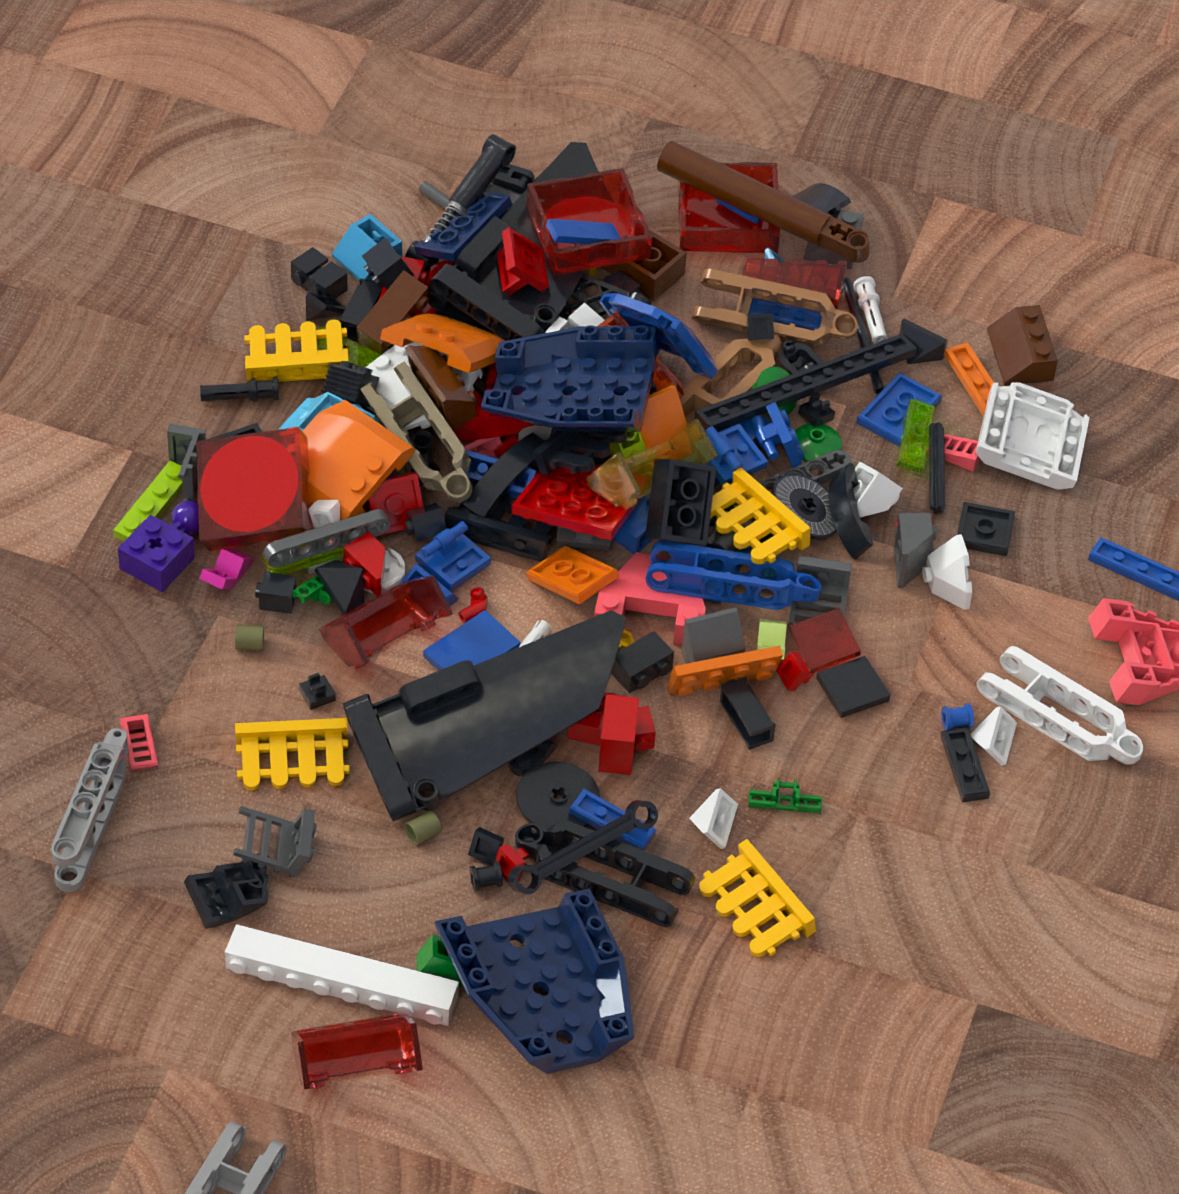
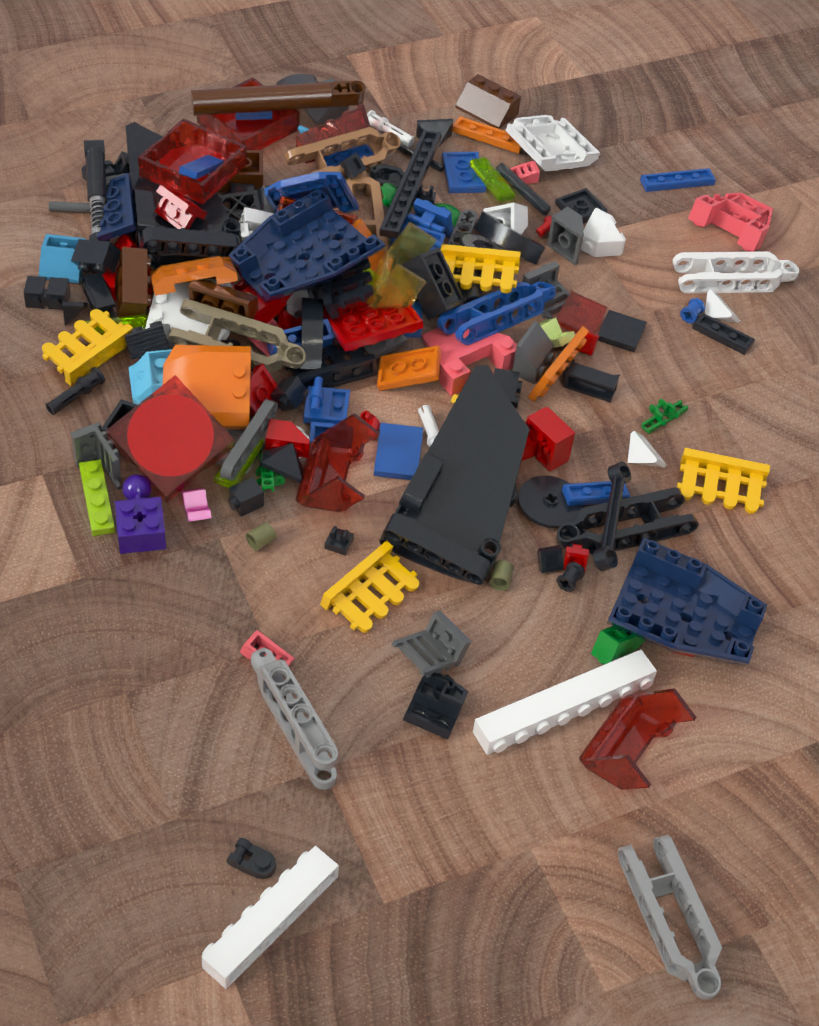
camera: 45 degrees left, 0 degrees up
(324, 512) = (233, 424): white slope -> none

